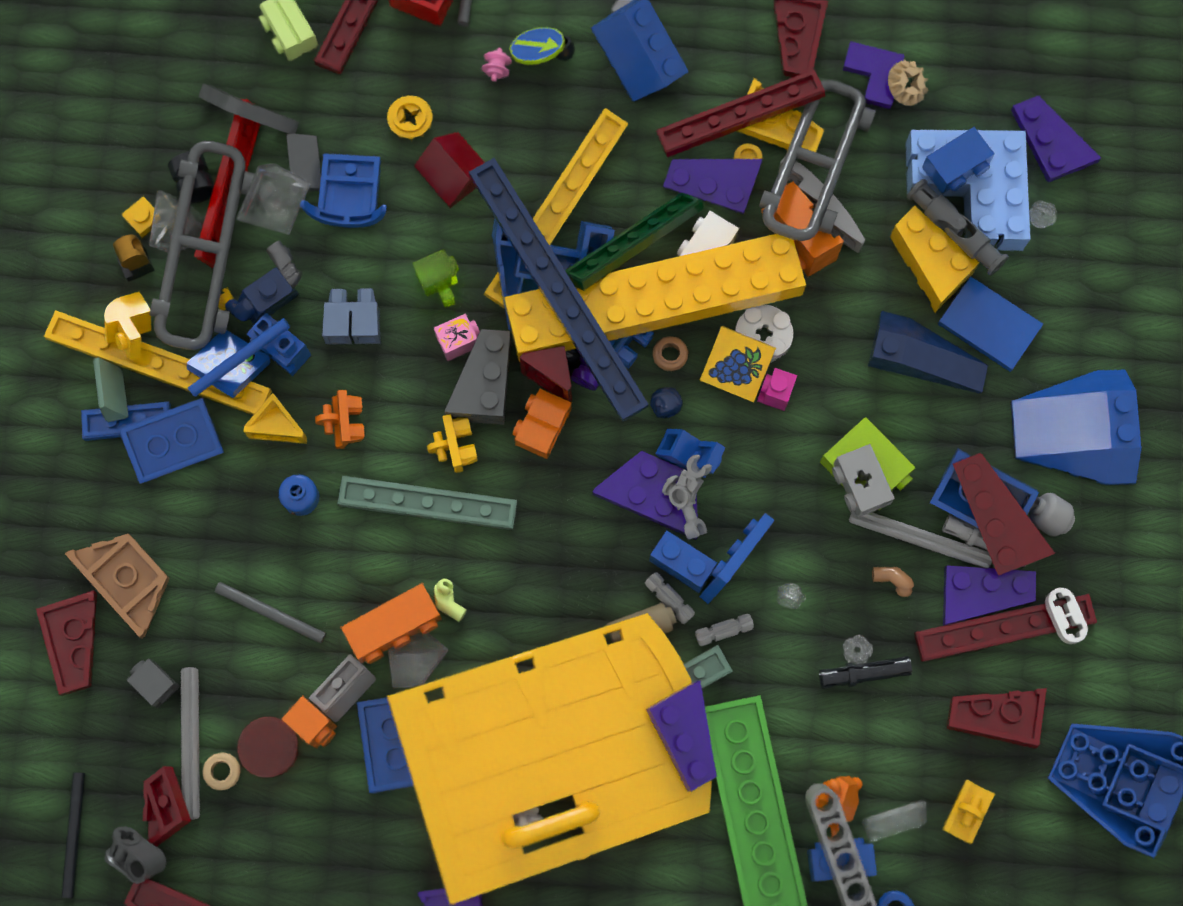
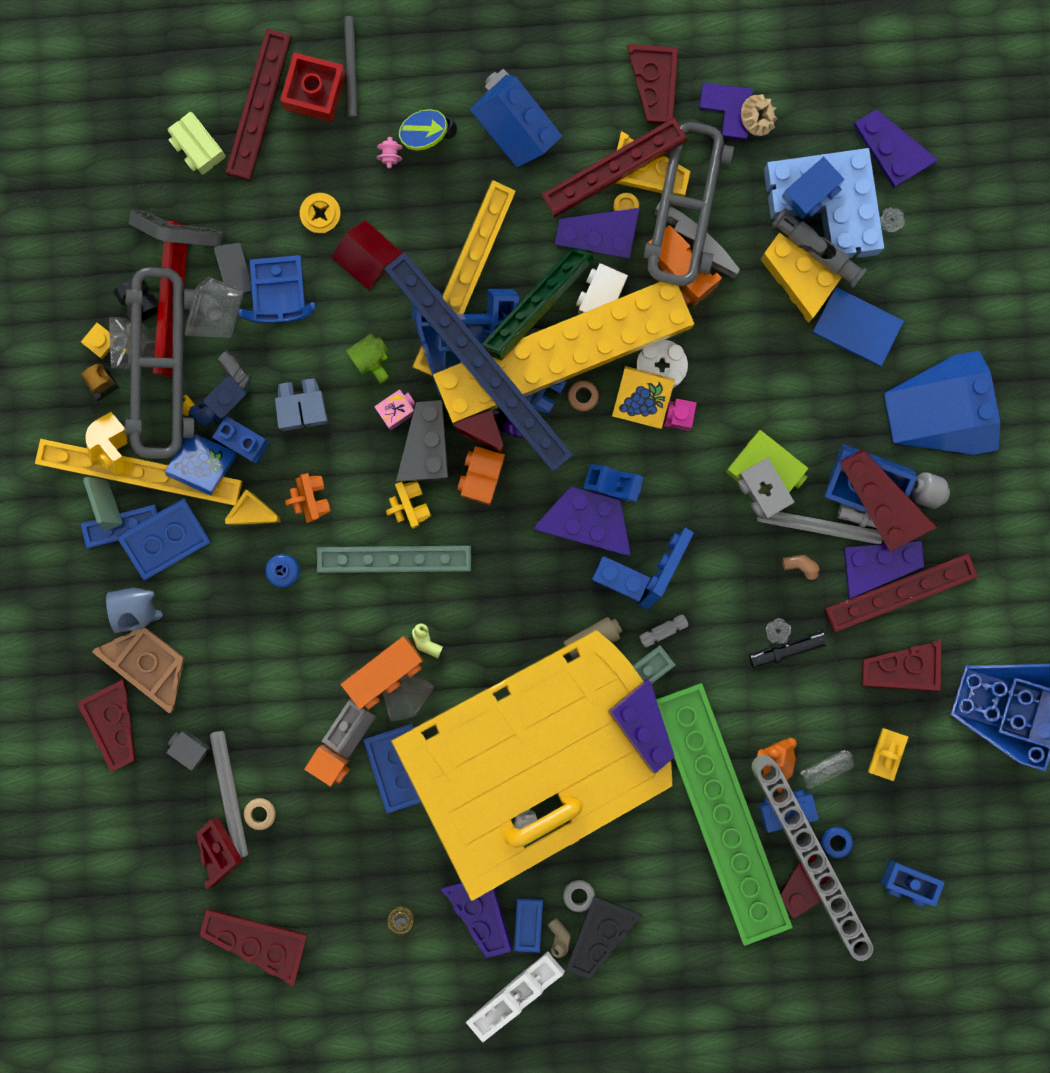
camera: 10 degrees left, 10 degrees up
(73, 835) = (145, 882): black bar -> none
(118, 511) = (131, 609): none -> sand blue piece
(134, 858) = (202, 898): dark grey piece -> none
(239, 357) = (210, 461): blue bar -> none
(268, 747) = (294, 788): clear red tile -> none
(270, 612) = (276, 674): dark grey bar -> none
(666, 402) = (586, 440): dark blue piece -> none
(669, 597) = (613, 610): light grey axle -> none
(684, 494) = (613, 523): light grey piece -> none
(790, 596) = (715, 593): clear plate -> none
(918, 352) = (797, 361): dark blue wedge -> none
(1073, 613) = (956, 573): white beam -> none

